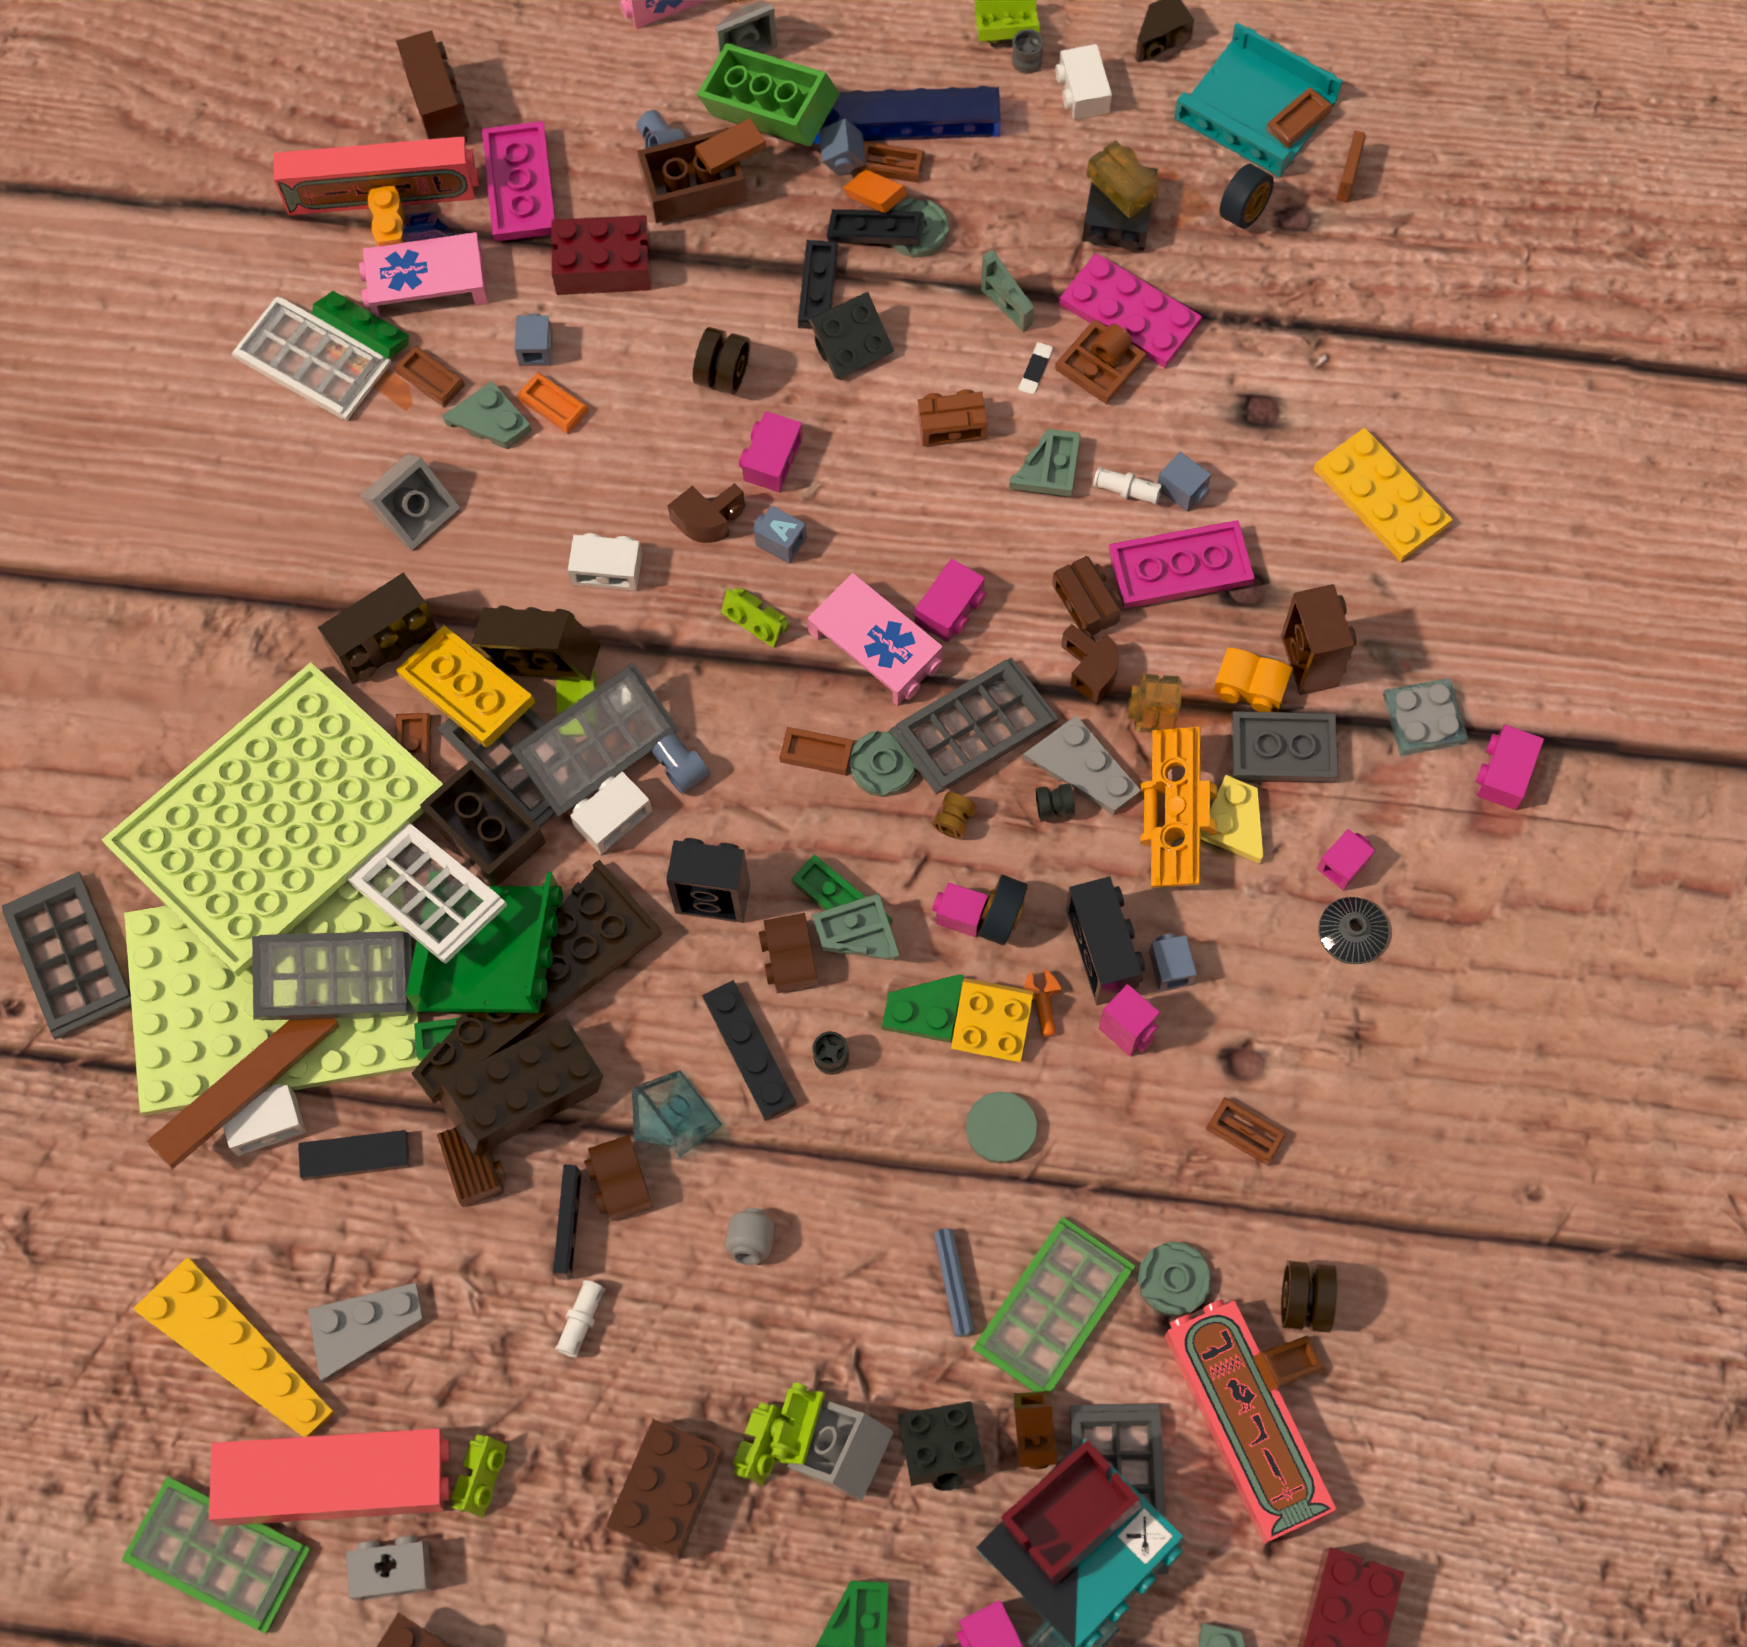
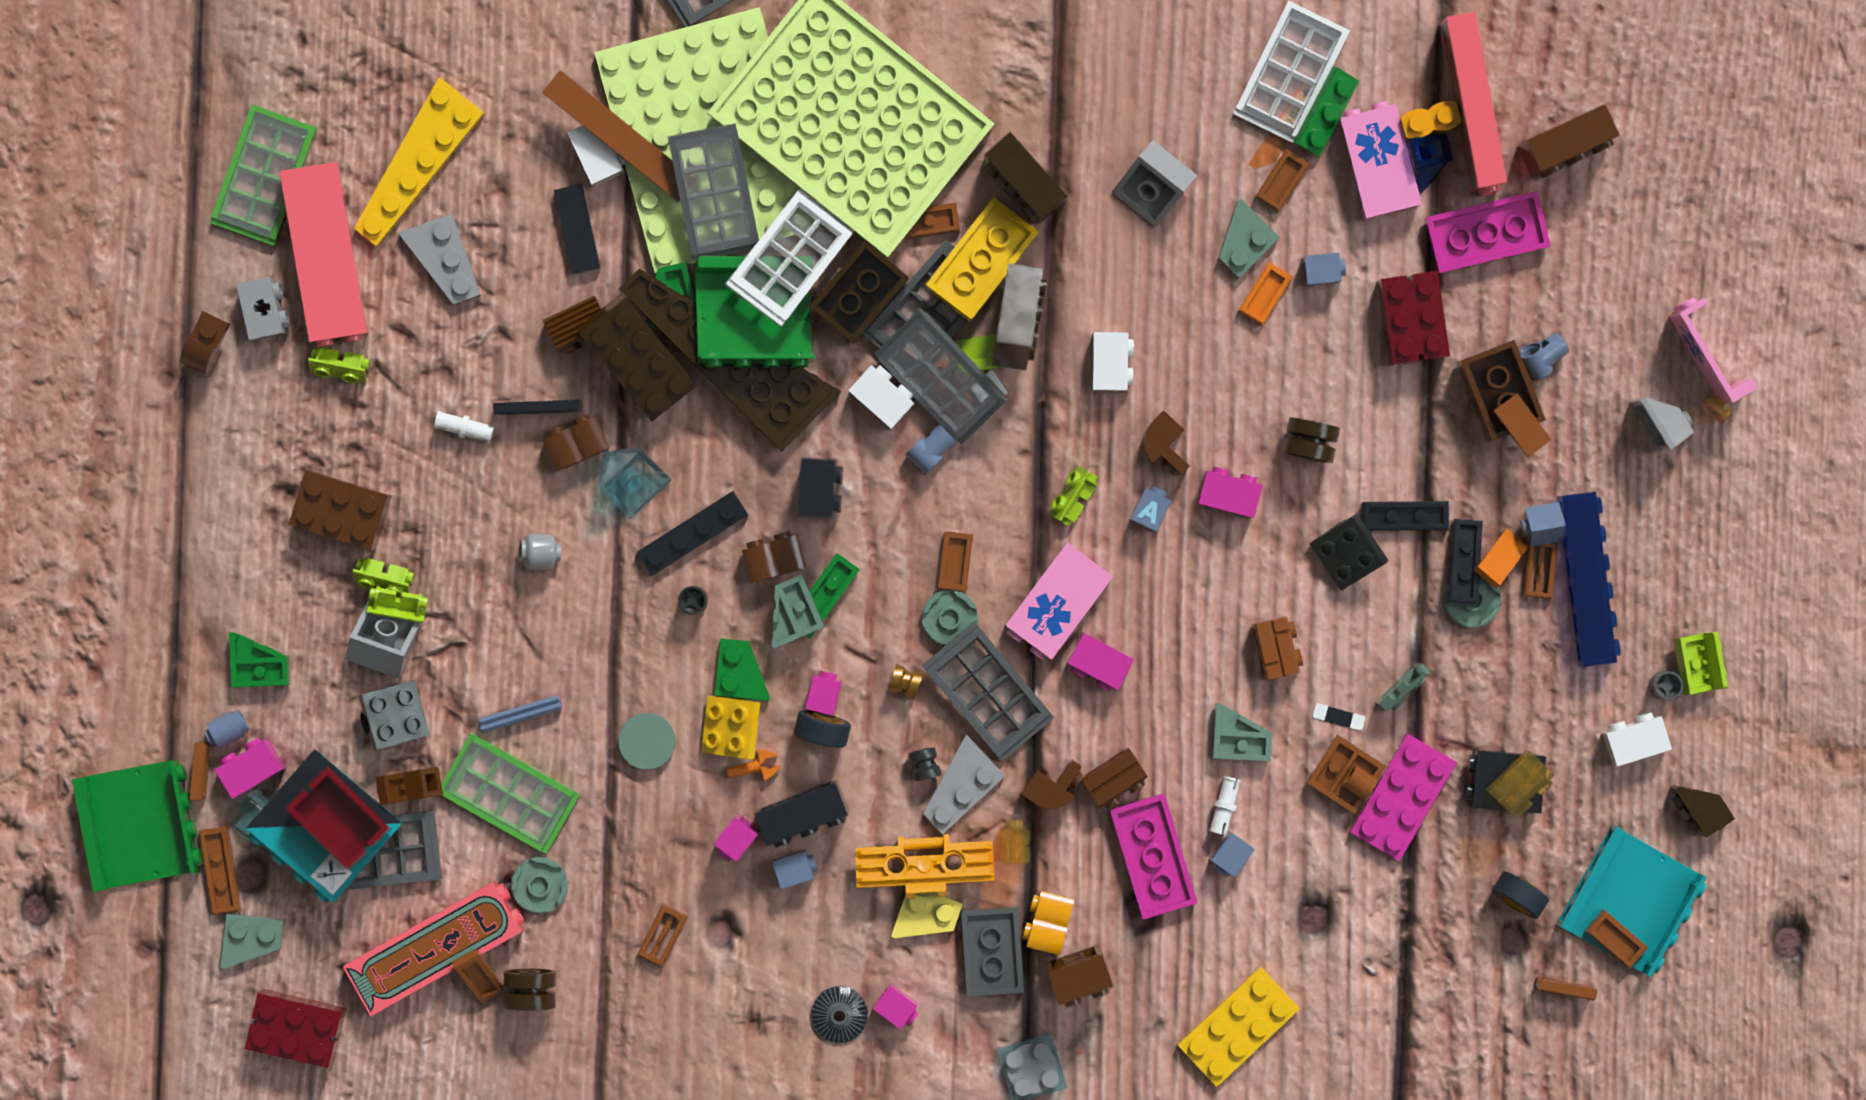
camera: 80 degrees right, 20 degrees up
(770, 91) = (1585, 452): bright green brick -> none

